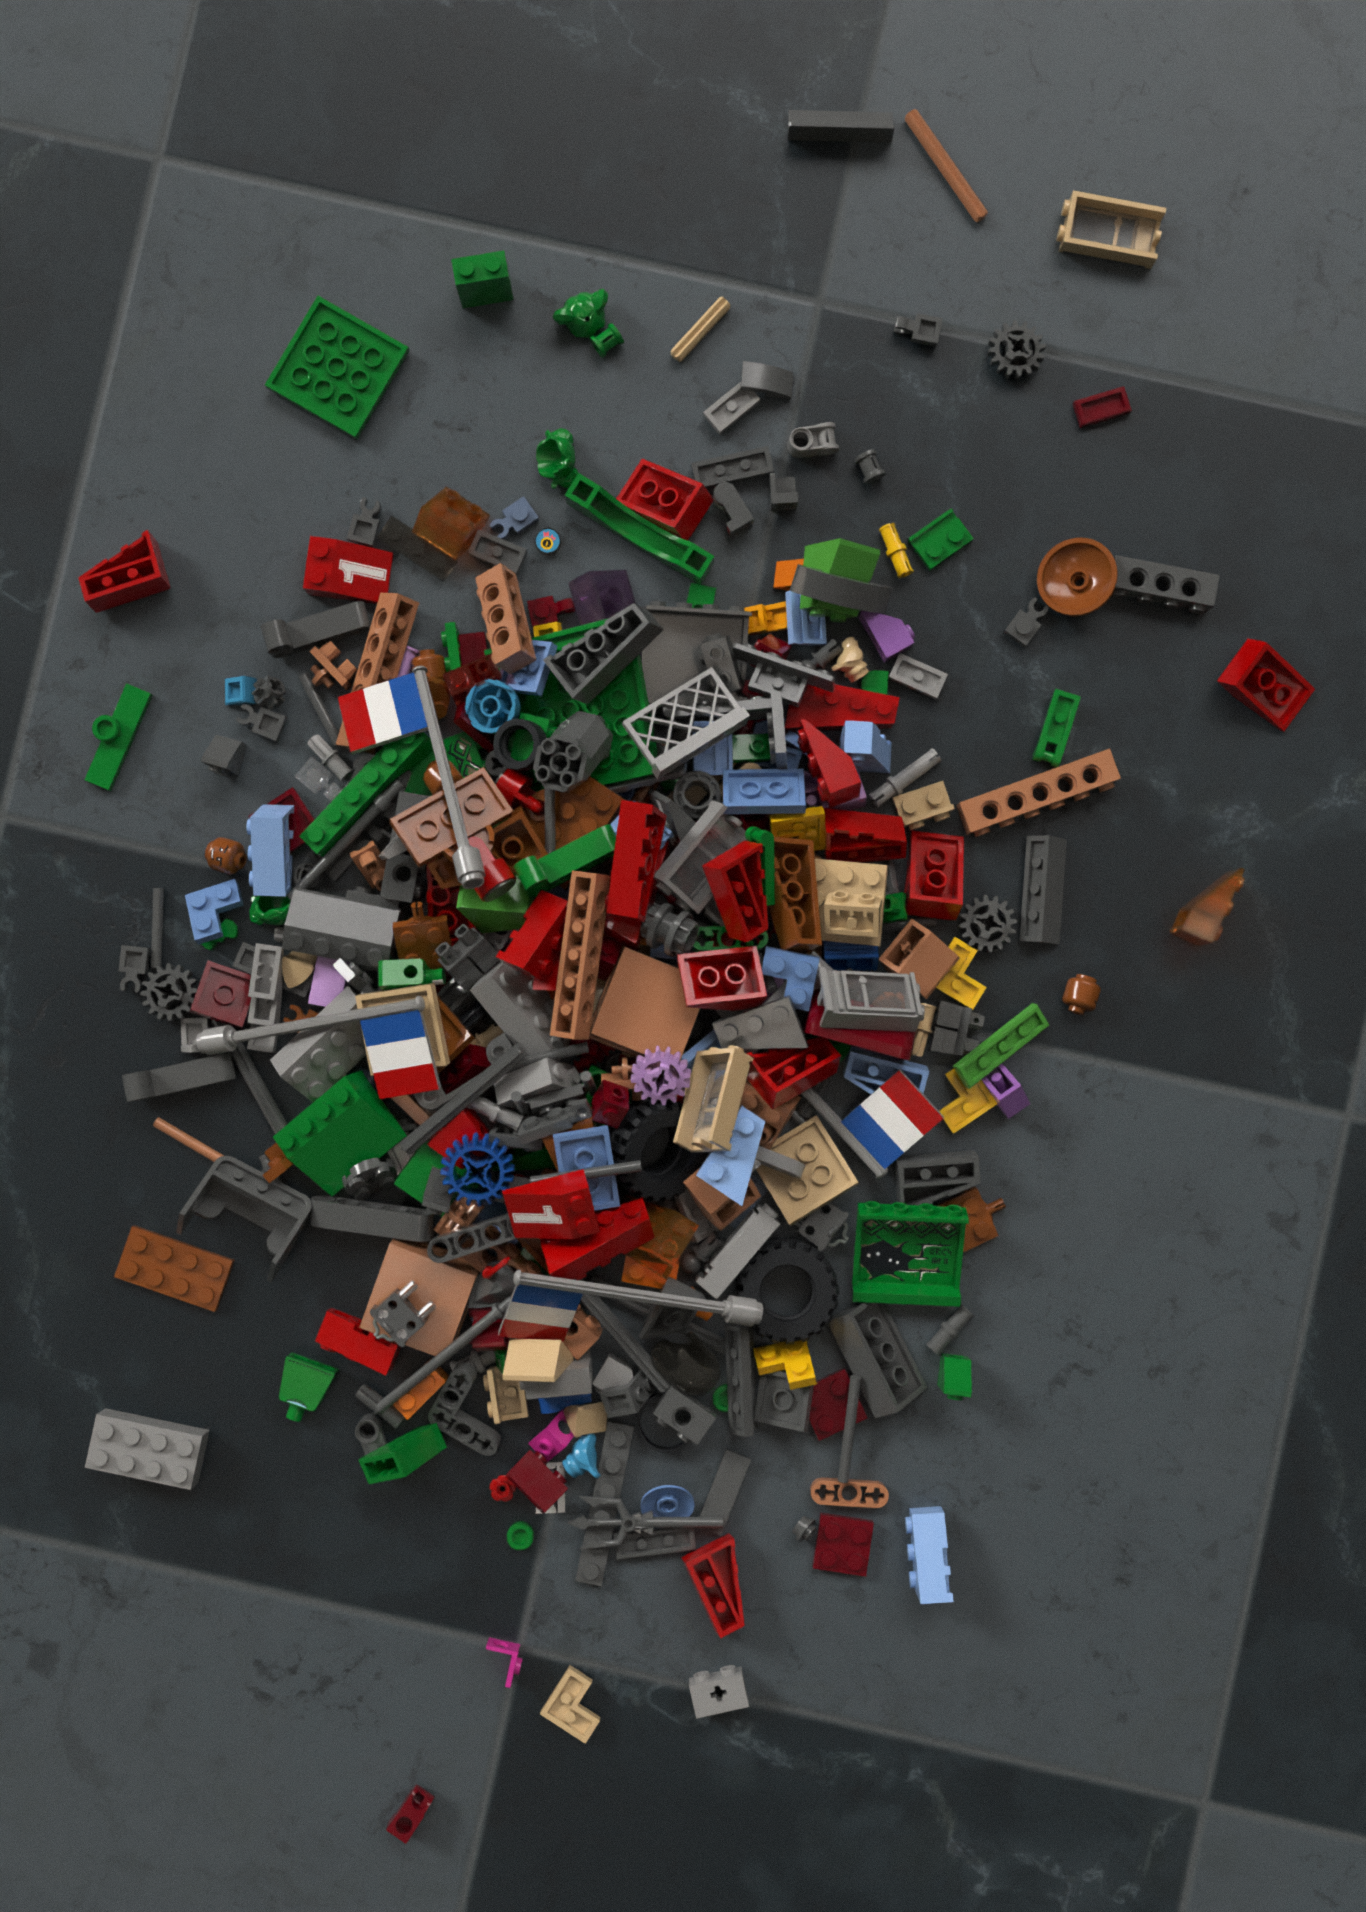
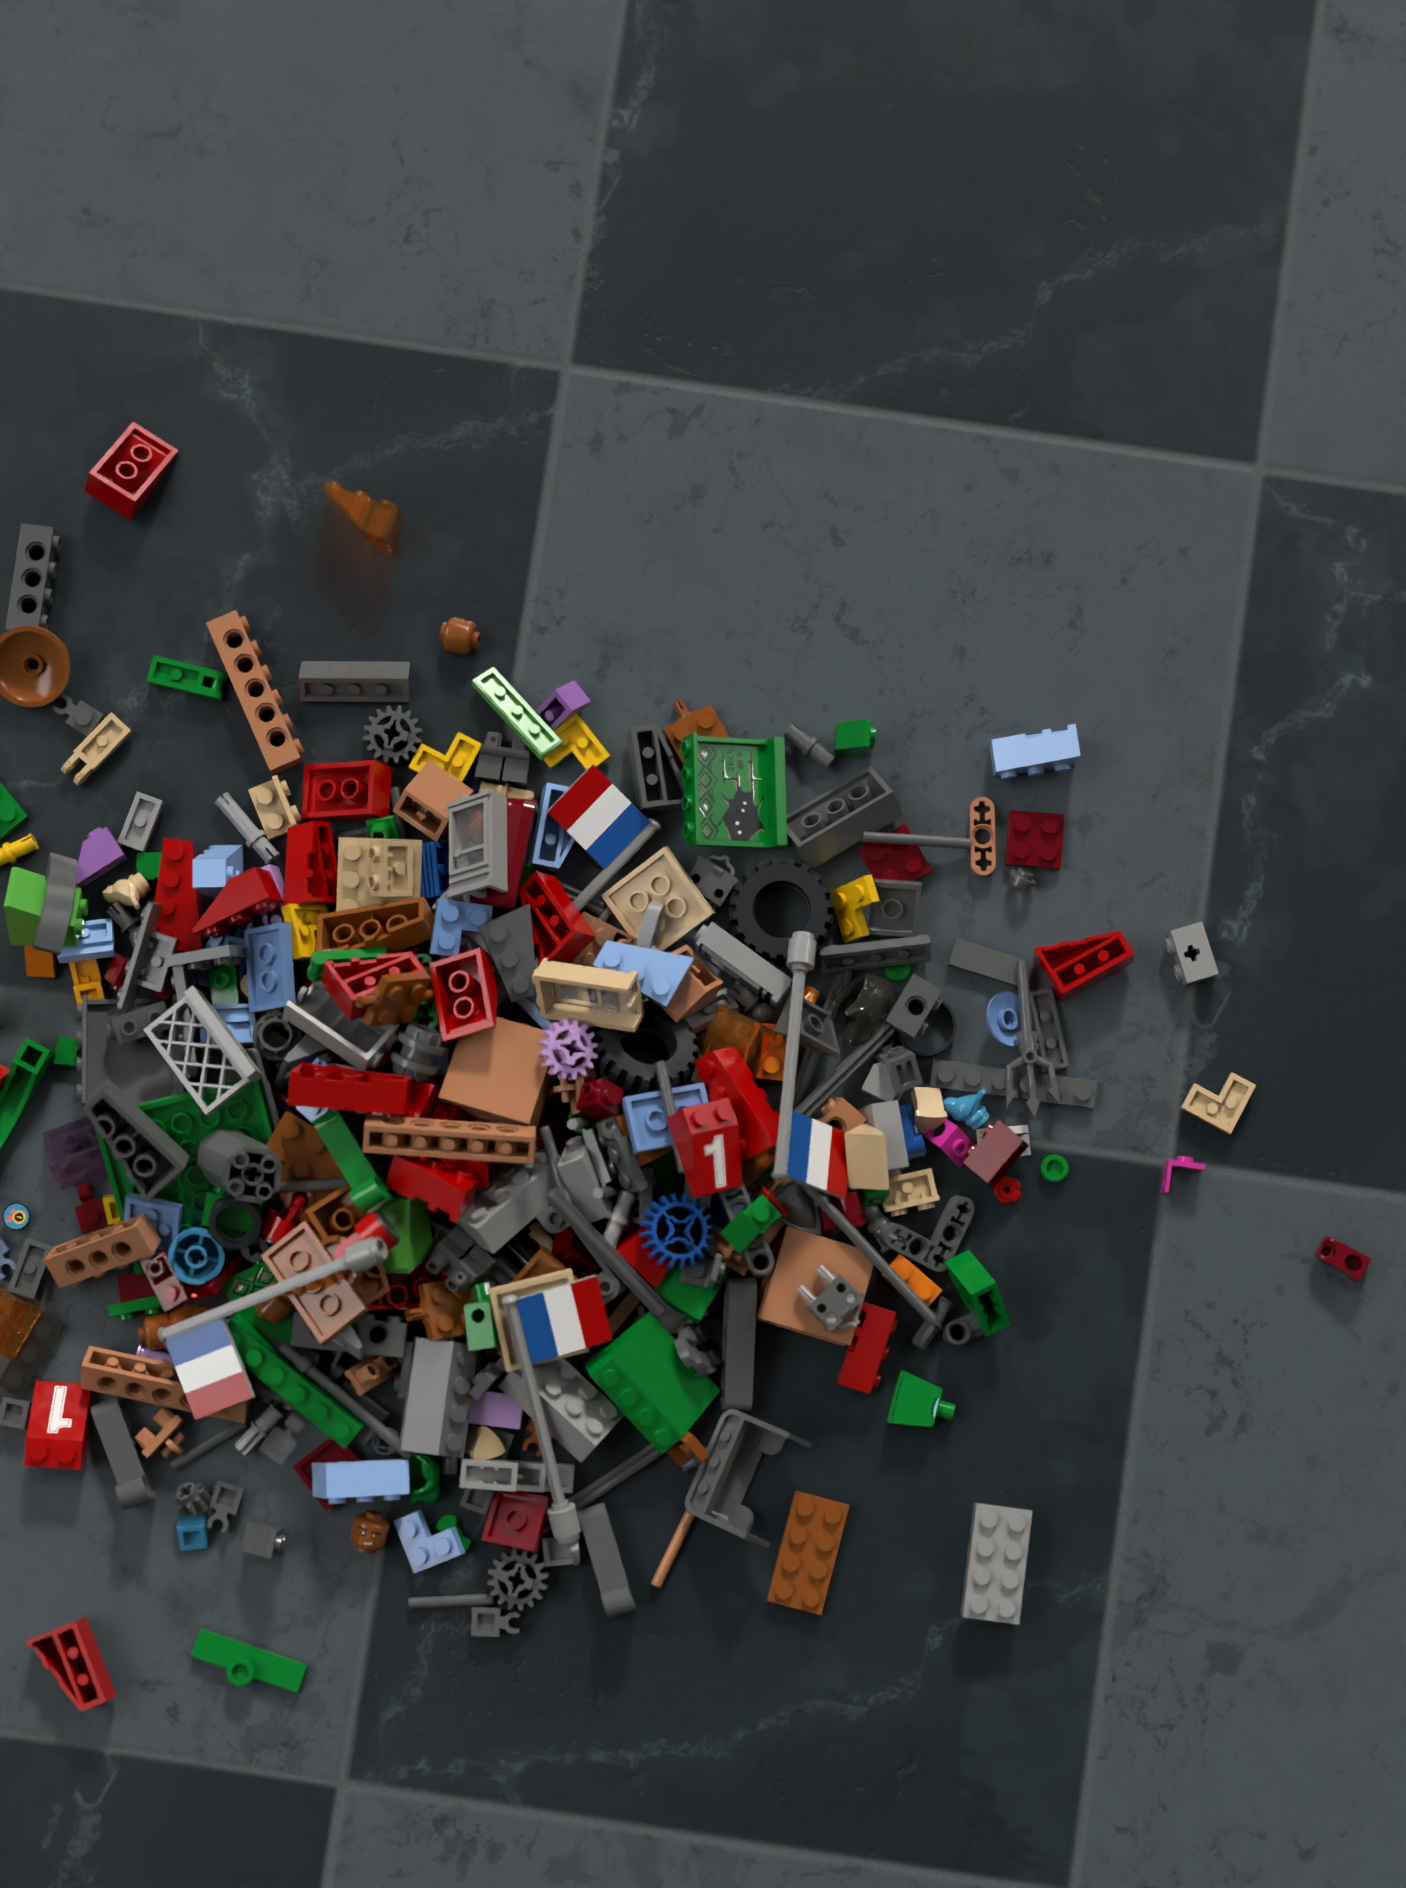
camera: 100 degrees left, 5 degrees down
(475, 1243) = (750, 1224): none -> green slope
(721, 911) = (396, 998): none -> dark orange plate
(993, 638) = (97, 747): none -> tan hinge

